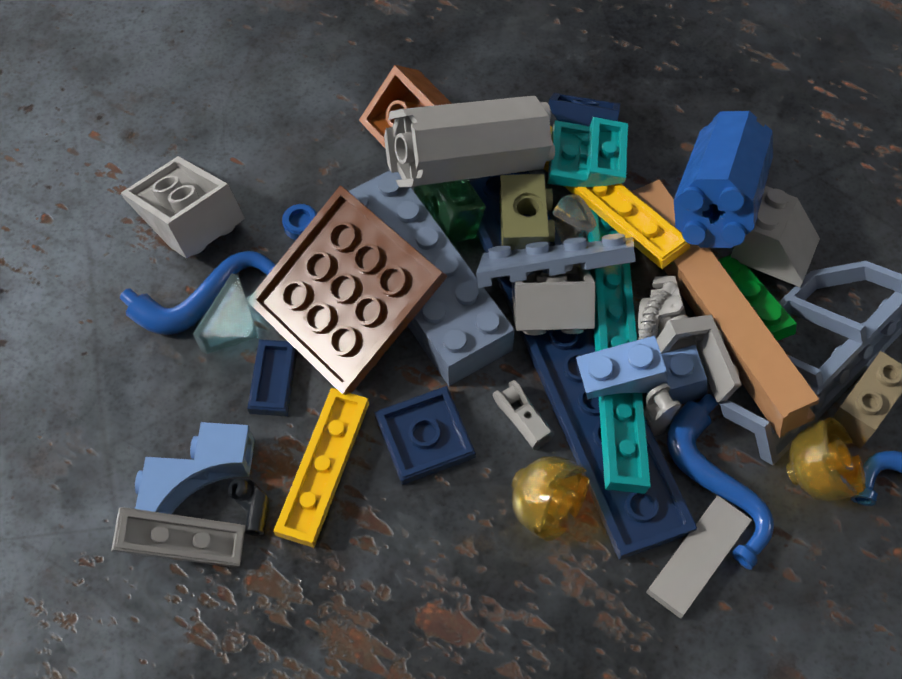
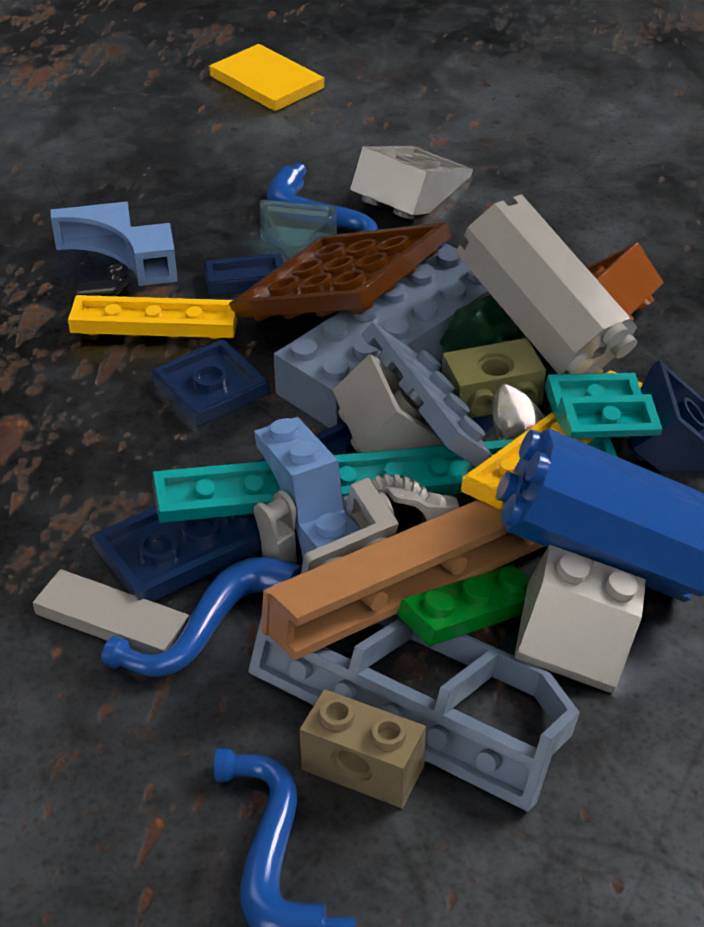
camera: 75 degrees right, 20 degrees down
(178, 537) = (54, 239): light grey tile -> none
(526, 417) = (243, 446): light grey bar -> none
(547, 493) = (136, 451): clear yellow cylinder -> none
(823, 462) = (251, 698): clear yellow cylinder -> none

